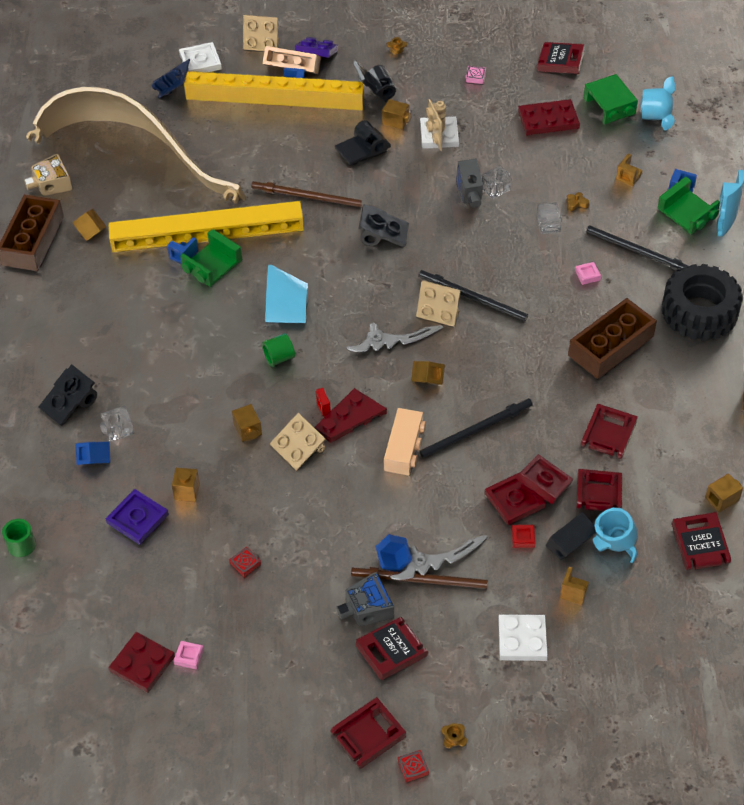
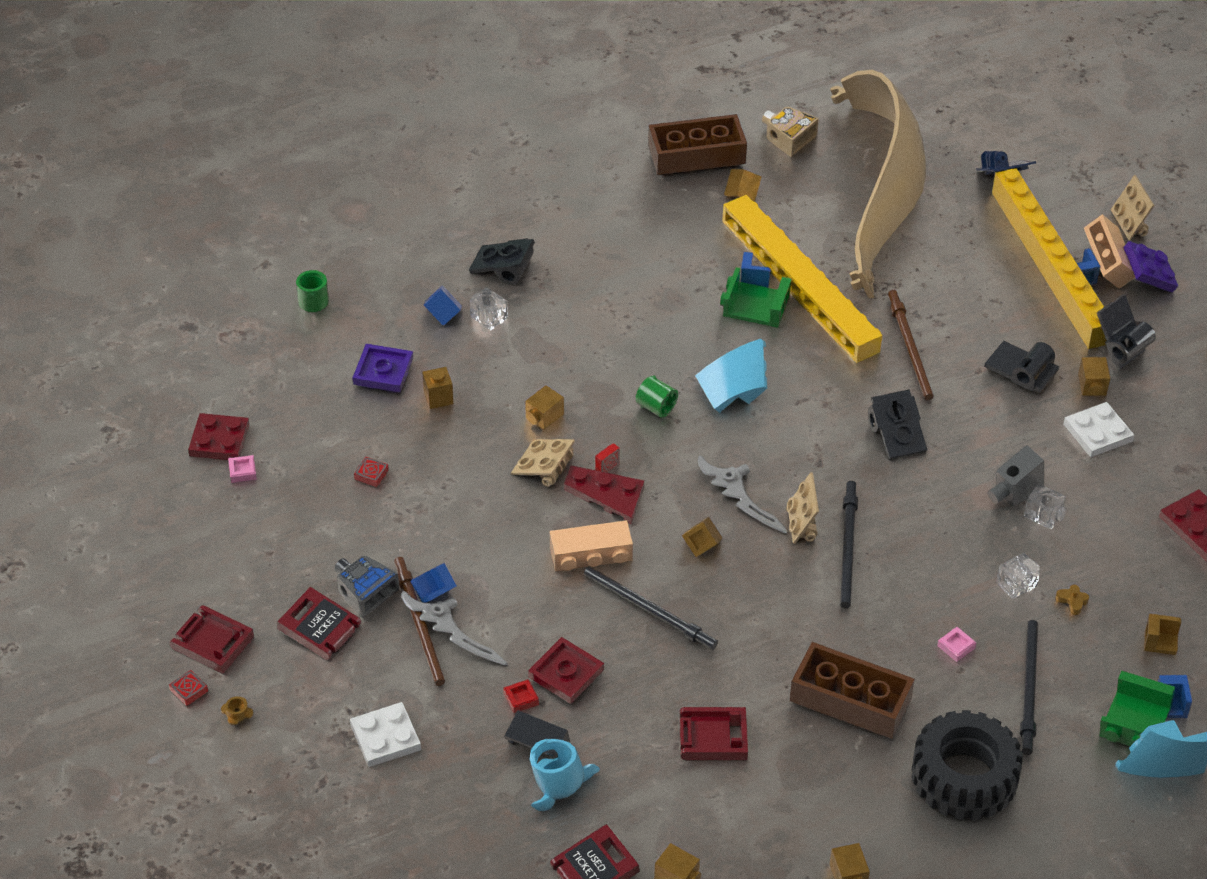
camera: 65 degrees right, 5 degrees down
(202, 58) = (1059, 177): white plate -> none
(436, 121) = (1084, 406): tan hinge -> none
(544, 479) = (601, 685): dark red plate -> none
(573, 588) = (469, 757): pearl gold panel -> none
(599, 496) = (607, 746): dark red container -> none

